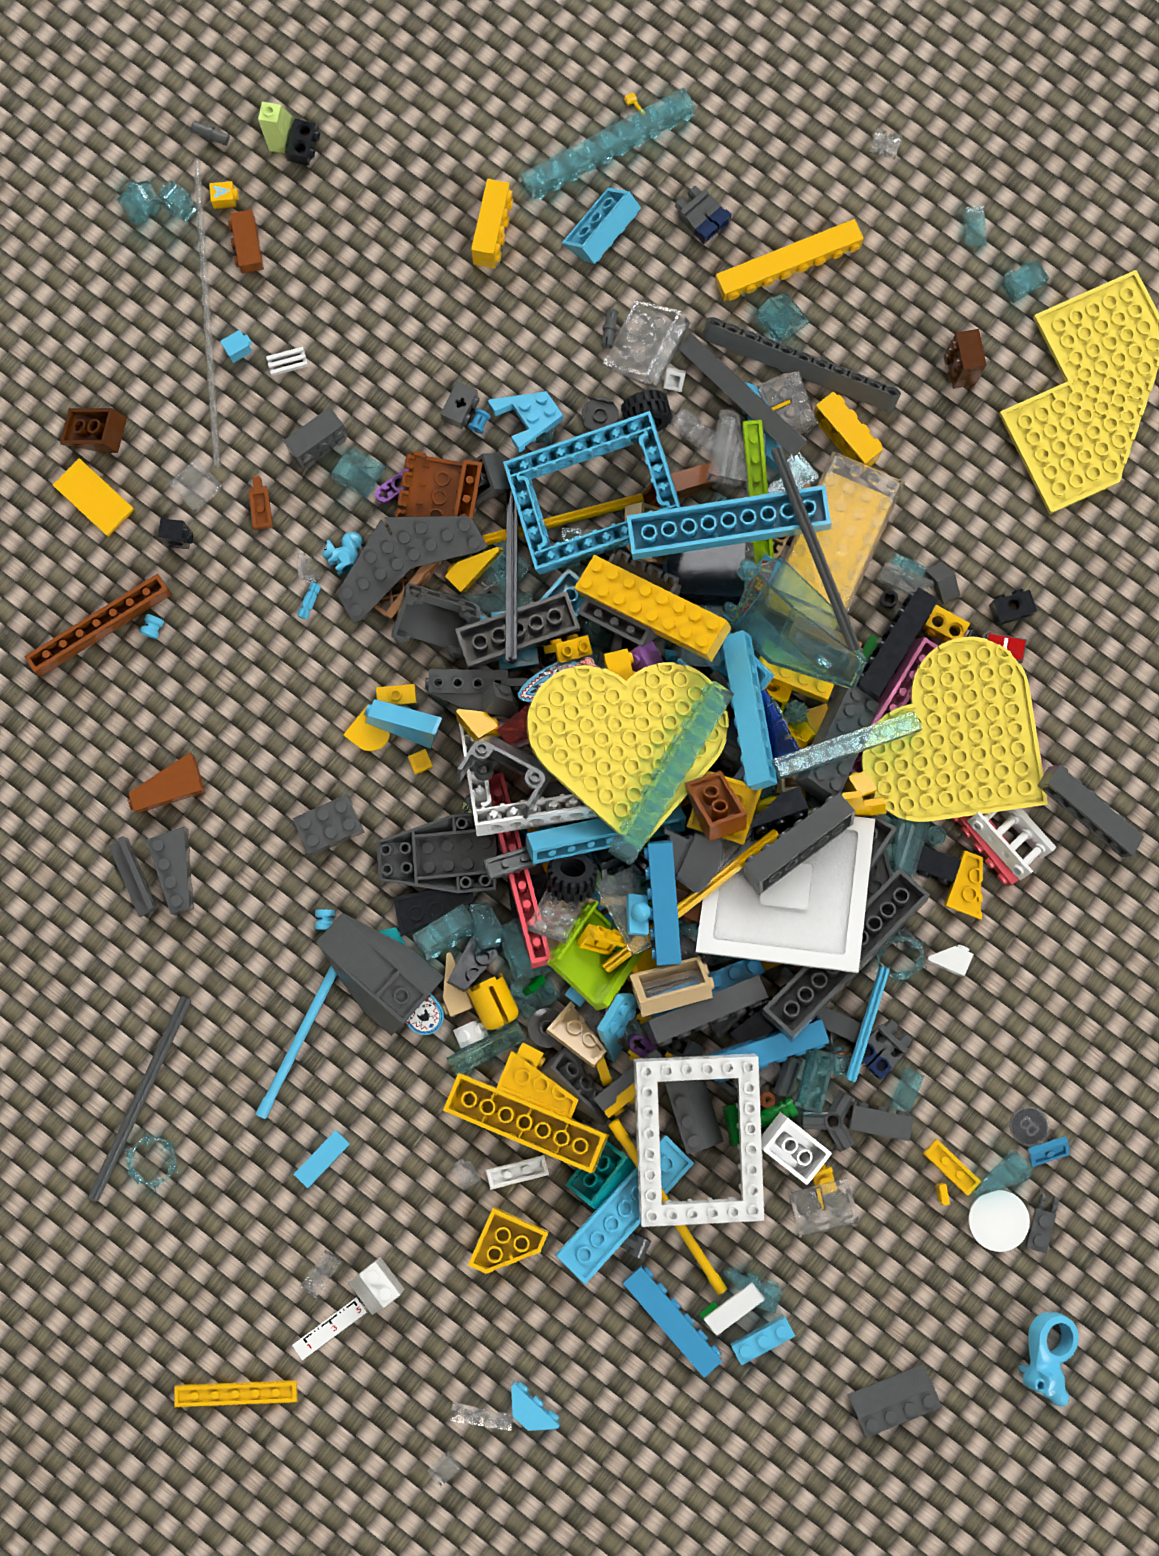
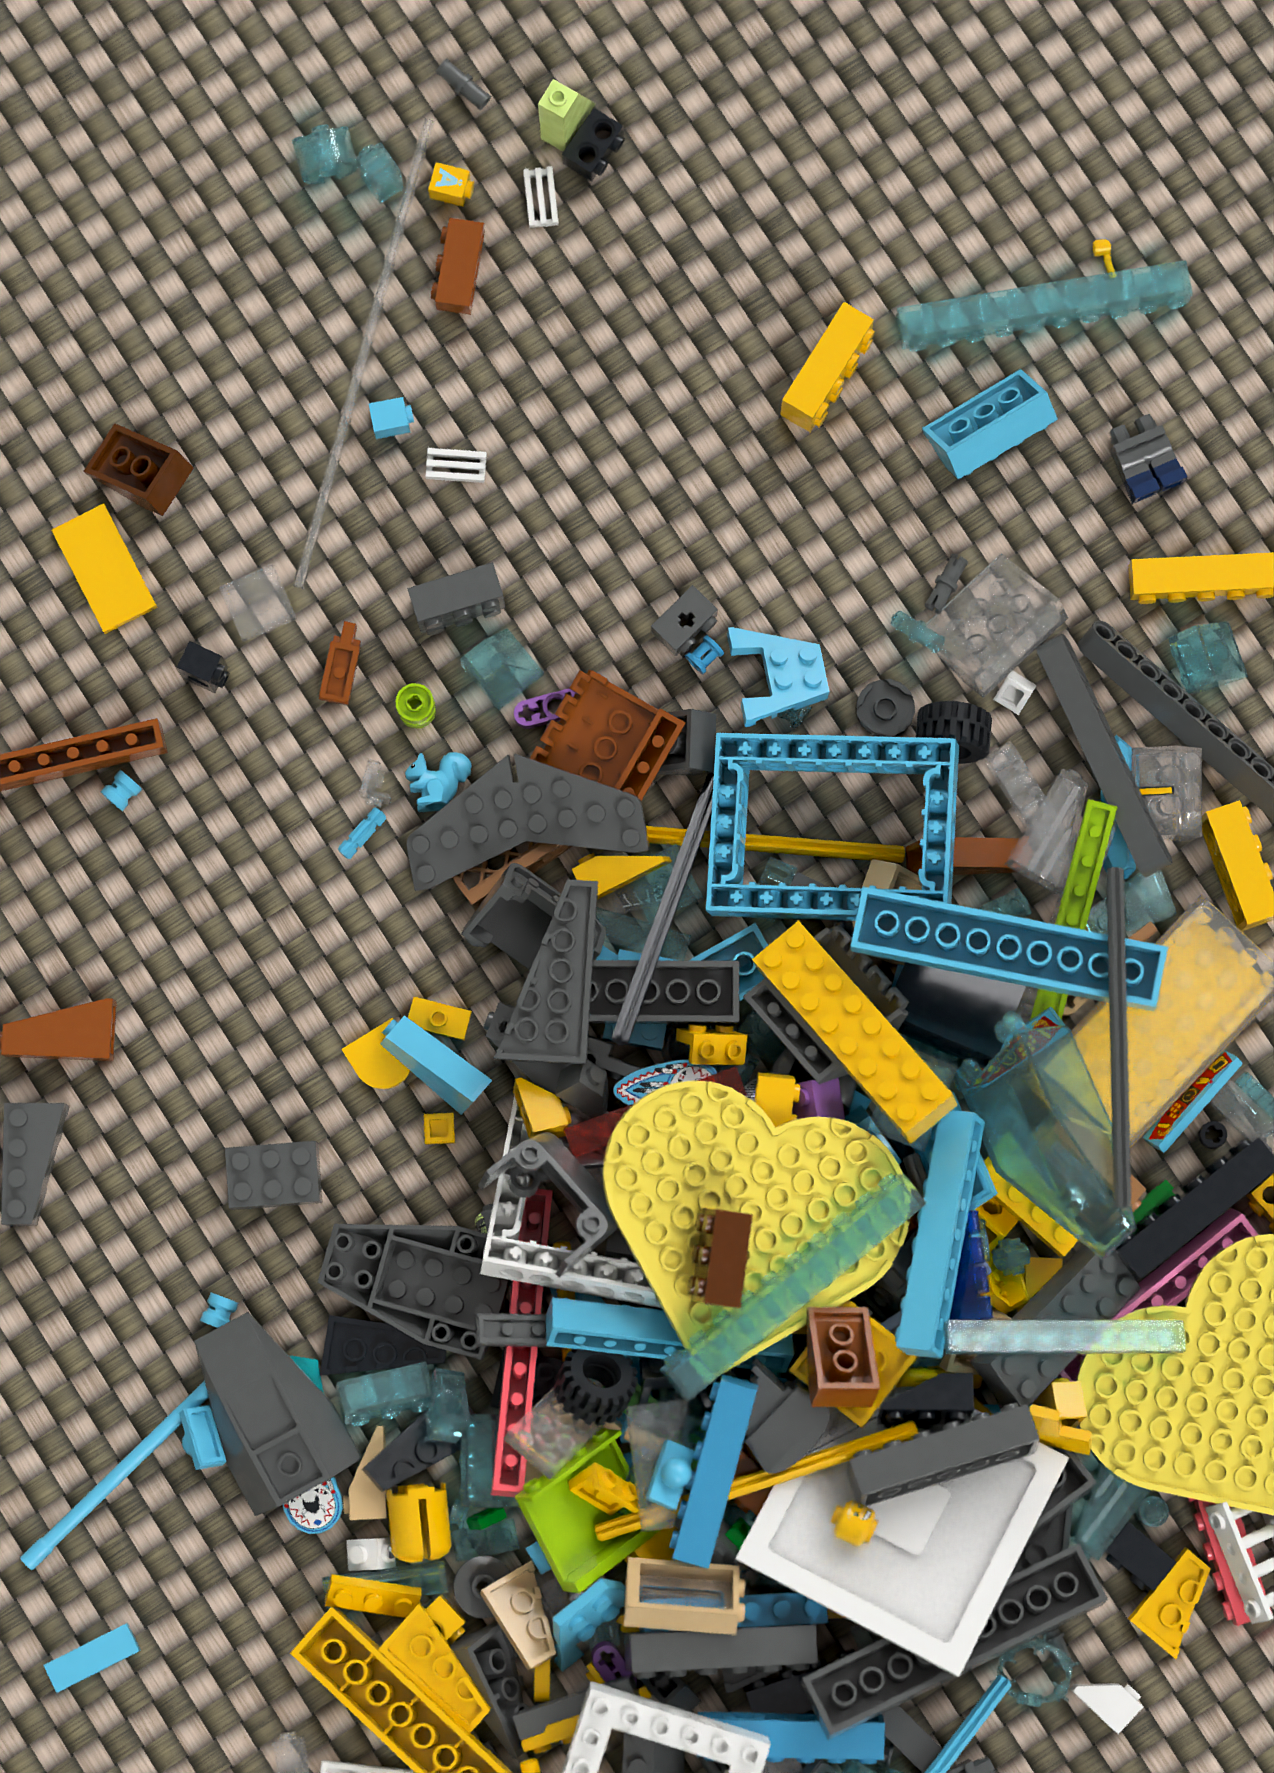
camera: 20 degrees right, 0 degrees up
(275, 171) = (539, 173): none -> white tile
(314, 512) = (415, 705): none -> lime wheel
(341, 999) = (202, 1437): none -> medium azure tile
(463, 653) = (556, 998): none -> dark grey wing
(480, 1058) = (372, 1596): none -> yellow plate
(602, 362) = (917, 631): none -> clear light blue axle
(621, 768) = (720, 1257): none -> reddish brown brick
(691, 937) = (738, 1532): none -> green tile
(760, 903) = (854, 1523): none -> yellow head
(869, 583) = (1192, 1102): none -> tile

